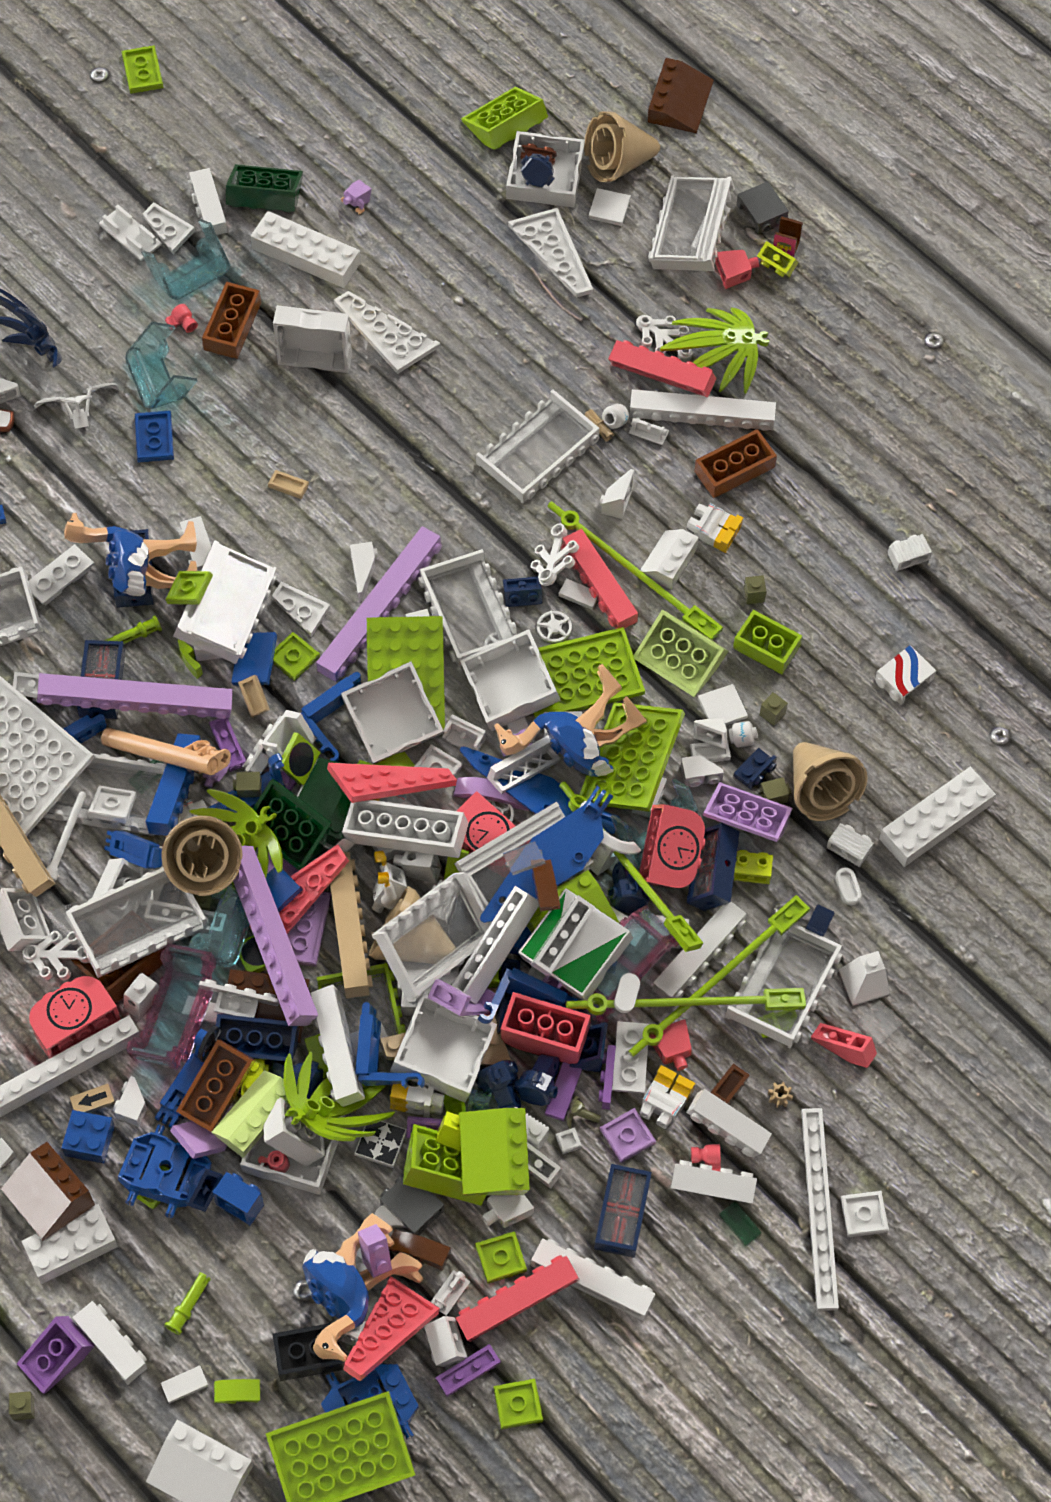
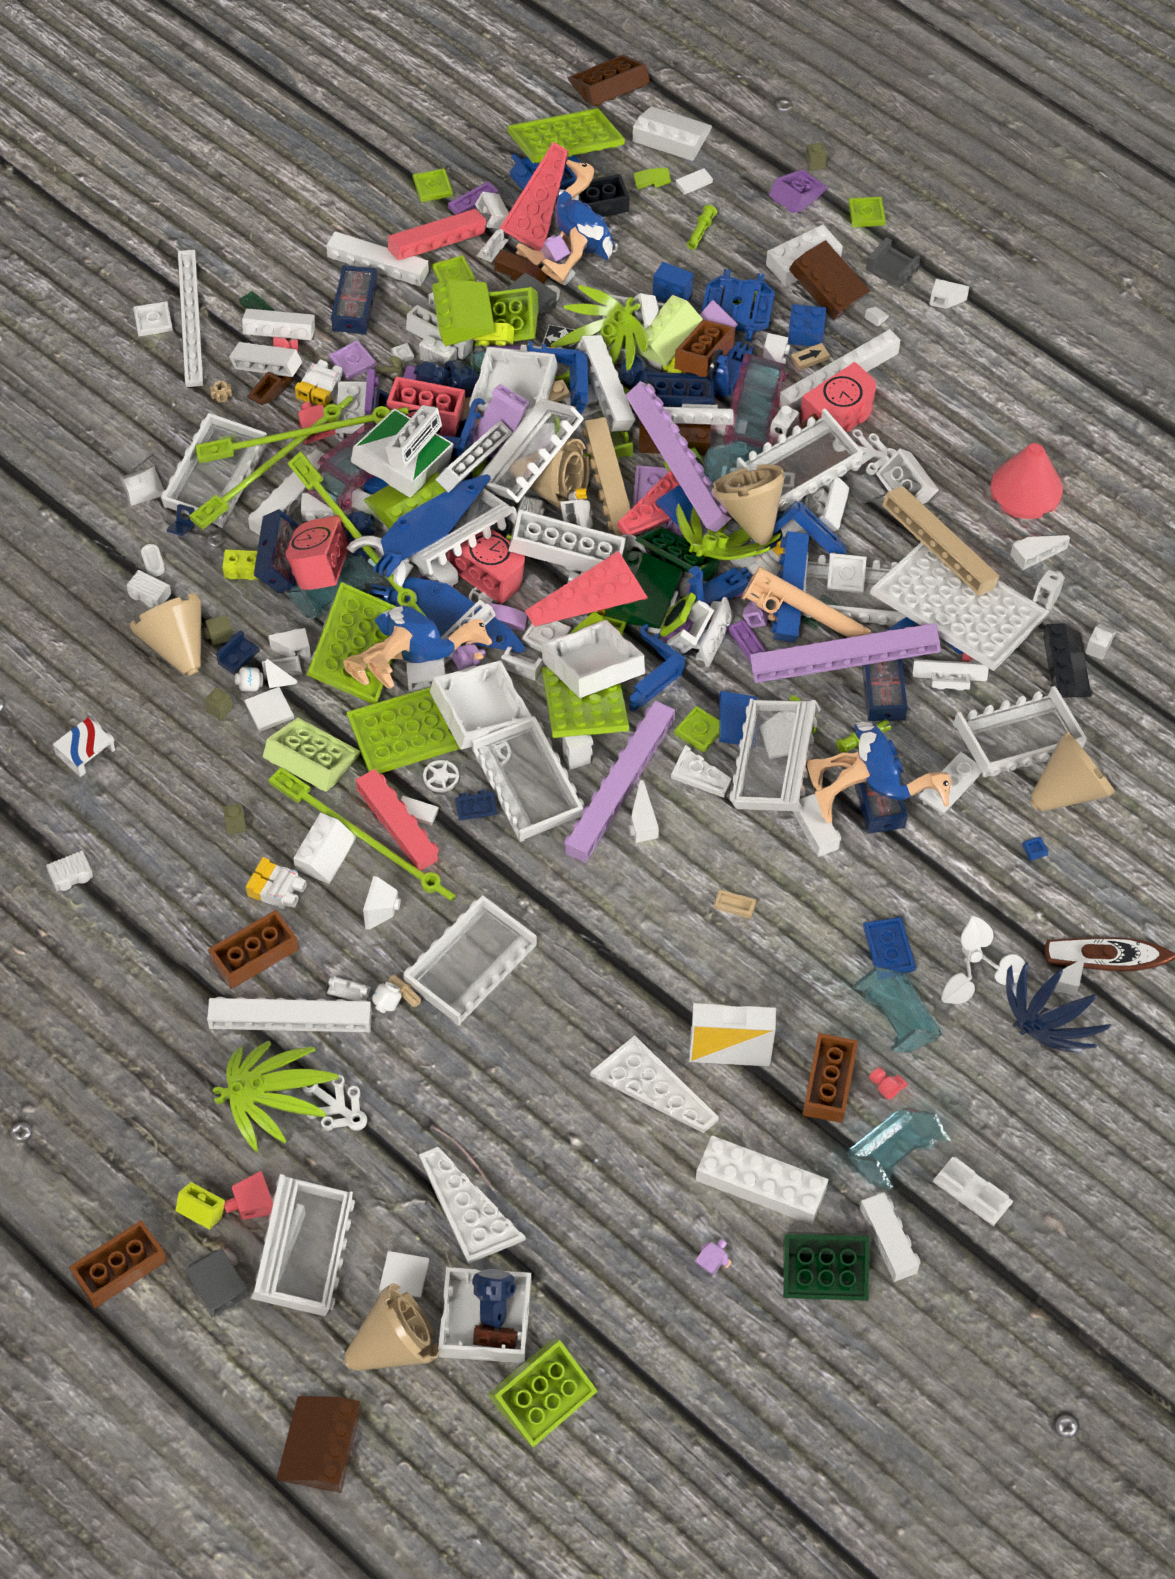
camera: 175 degrees right, 5 degrees down
(52, 868) = (888, 521): white piece -> none
(110, 1342) = (757, 198): white brick -> none
(142, 69) = (1013, 1434): lime tile -> none
(168, 226) = (927, 1201): white wing -> none
(189, 587) = (812, 743): lime tile -> none
(201, 1189) = (702, 287): dark blue slope -> none
(248, 784) = (721, 584): olive brick -> none
(254, 696) = (731, 681): tan tile -> none
(523, 858) = (453, 509): clear piece -> none
(546, 887) = (431, 483): reddish brown slope -> none
(548, 575) = (446, 831): white plant -> none
(626, 993) = (355, 421): white tile -> none
(662, 368) = (335, 1046): coral brick -> none
(748, 812) = (246, 590): lavender slope -> none
(767, 642) = (223, 763): lime brick -> none
(788, 236) = (189, 1227): reddish brown piece -> none
(843, 221) = (118, 1264): none -> dark orange brick
(846, 1044) = (163, 431): coral slope -> none
(937, 816) = (63, 617): white brick -> none

